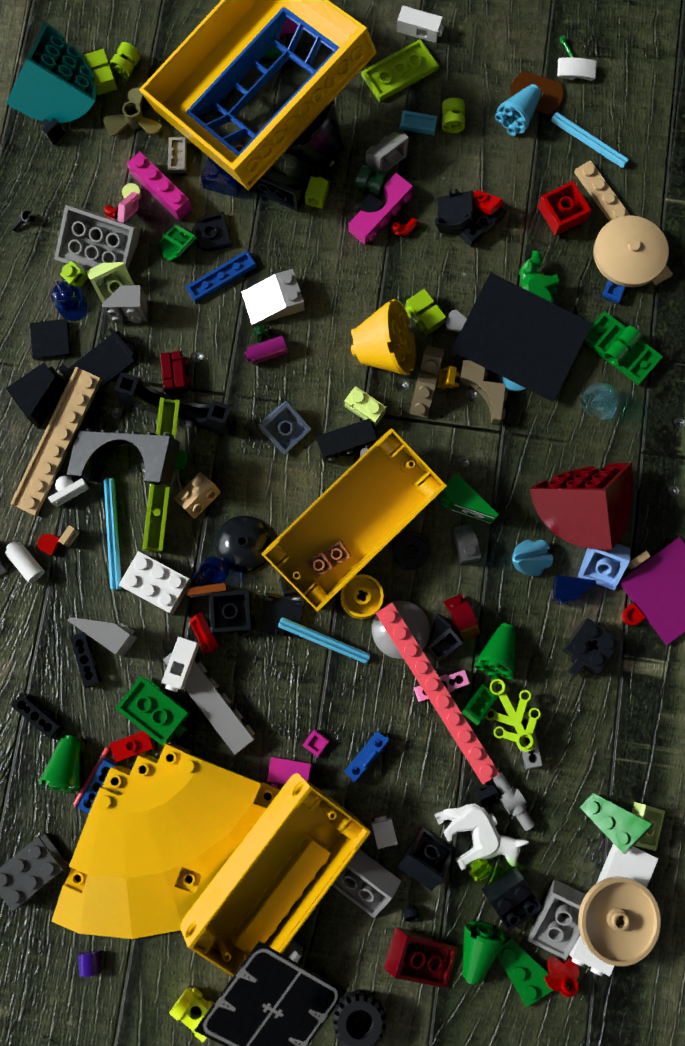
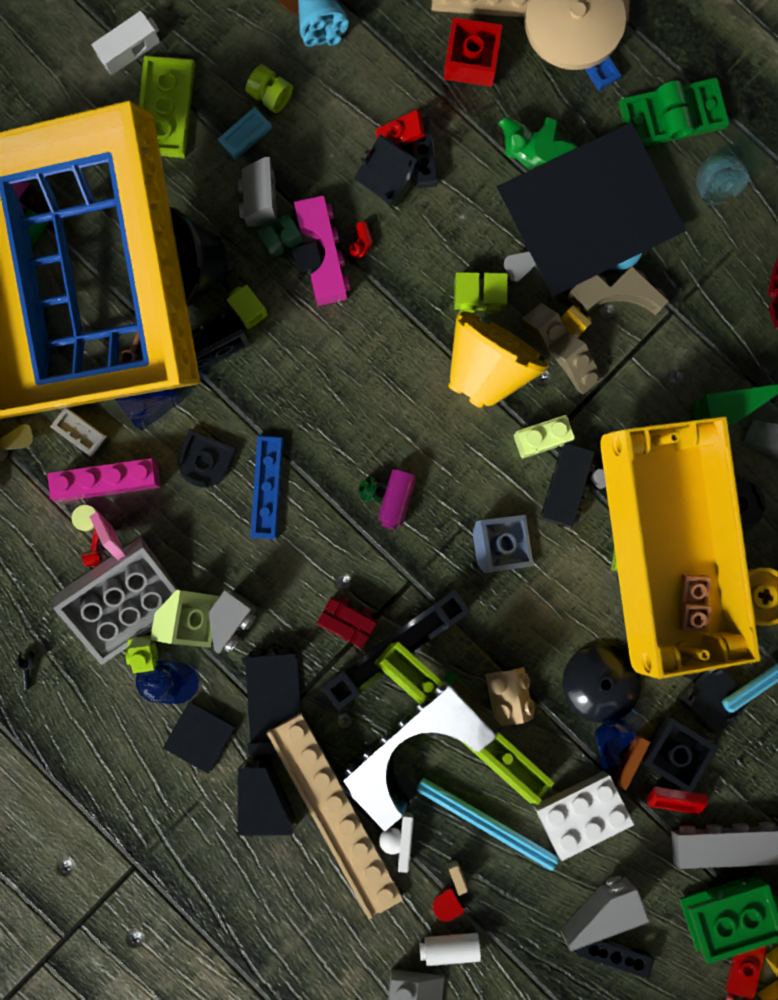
camera: 55 degrees left, 5 degrees up
(175, 242) = (188, 509): green slope -> none
(180, 664) = (705, 853): white brick -> none
(273, 298) = (339, 447): light grey slope -> none

